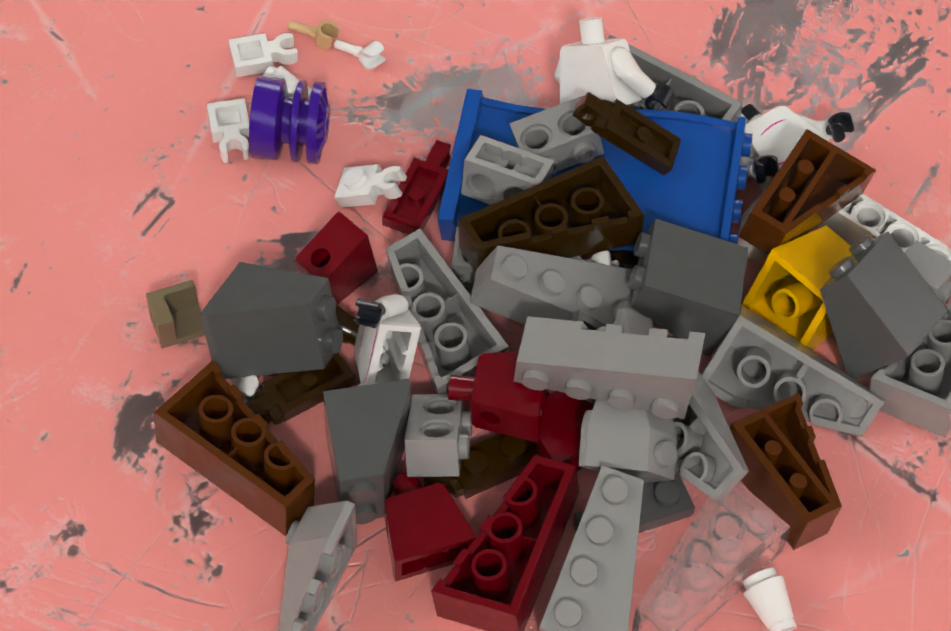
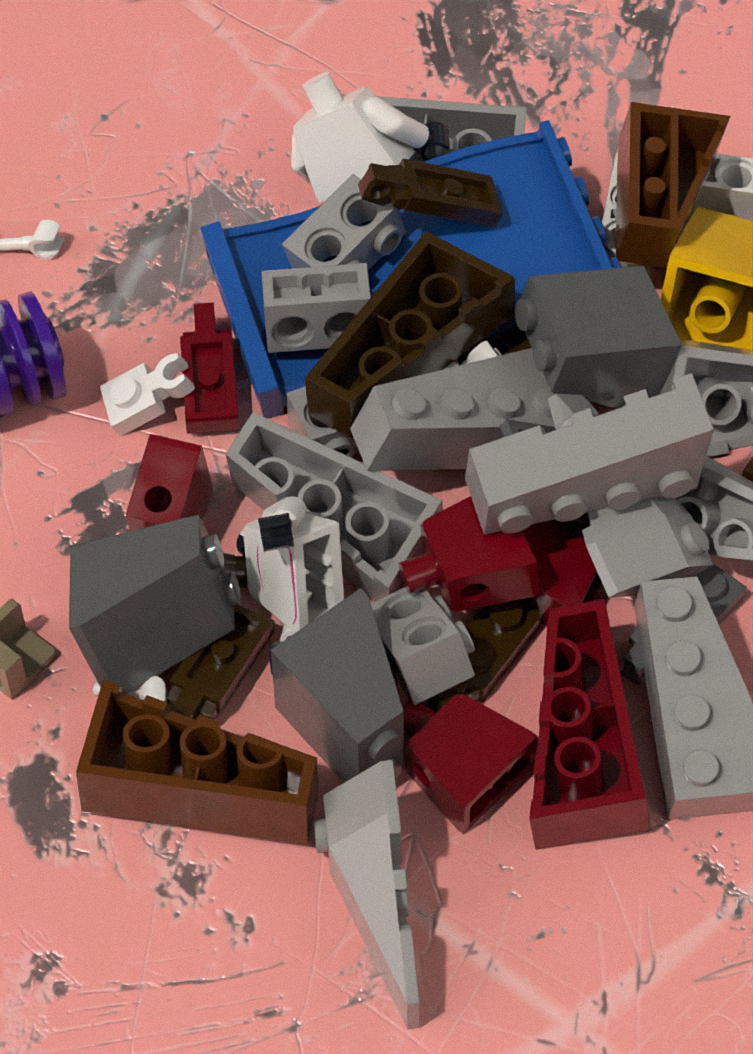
camera: 25 degrees left, 0 degrees up
(777, 135) = (594, 126): white torso -> none

